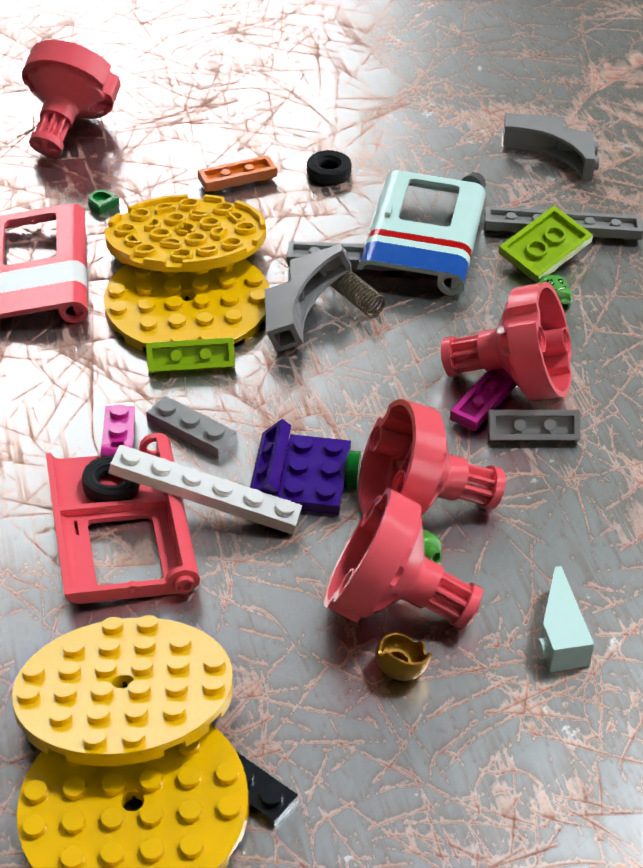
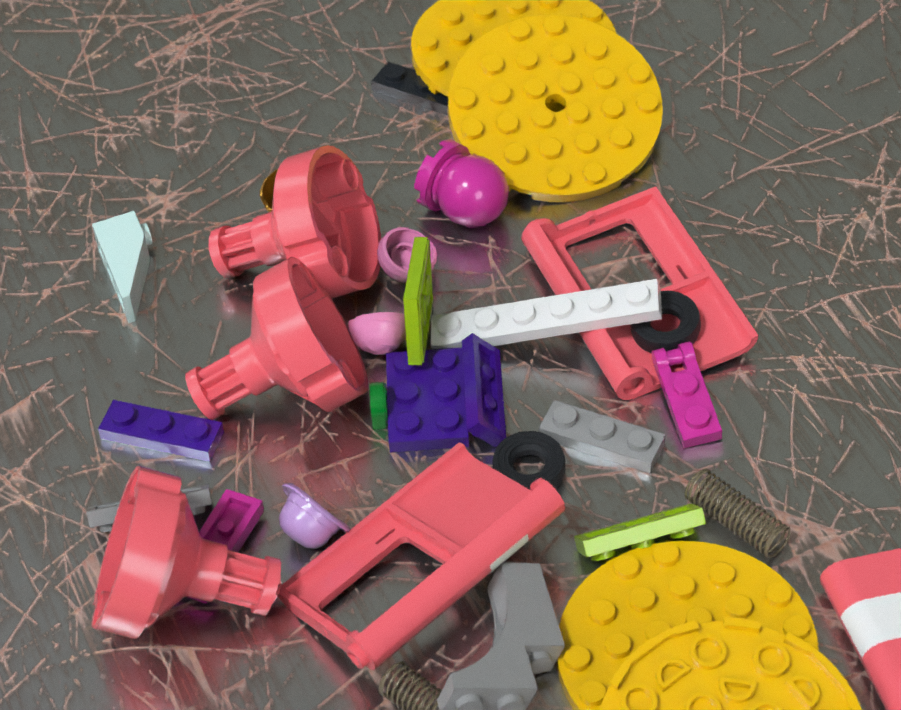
camera: 175 degrees right, 5 degrees up
(114, 345) = (771, 534): none -> dark tan piece
(240, 618) = (462, 185): none -> dark pink tile
(250, 400) = (533, 444): none -> black tyre
(306, 501) = (418, 300): none -> lime tile
(306, 573) = (395, 252): none -> bright pink piece
(307, 368) = (451, 511): none -> coral piece
(340, 511) = (378, 332): none -> bright pink piece
(415, 385) = (307, 520): none -> lavender hat
(536, 489) = (161, 430): none -> dark purple plate

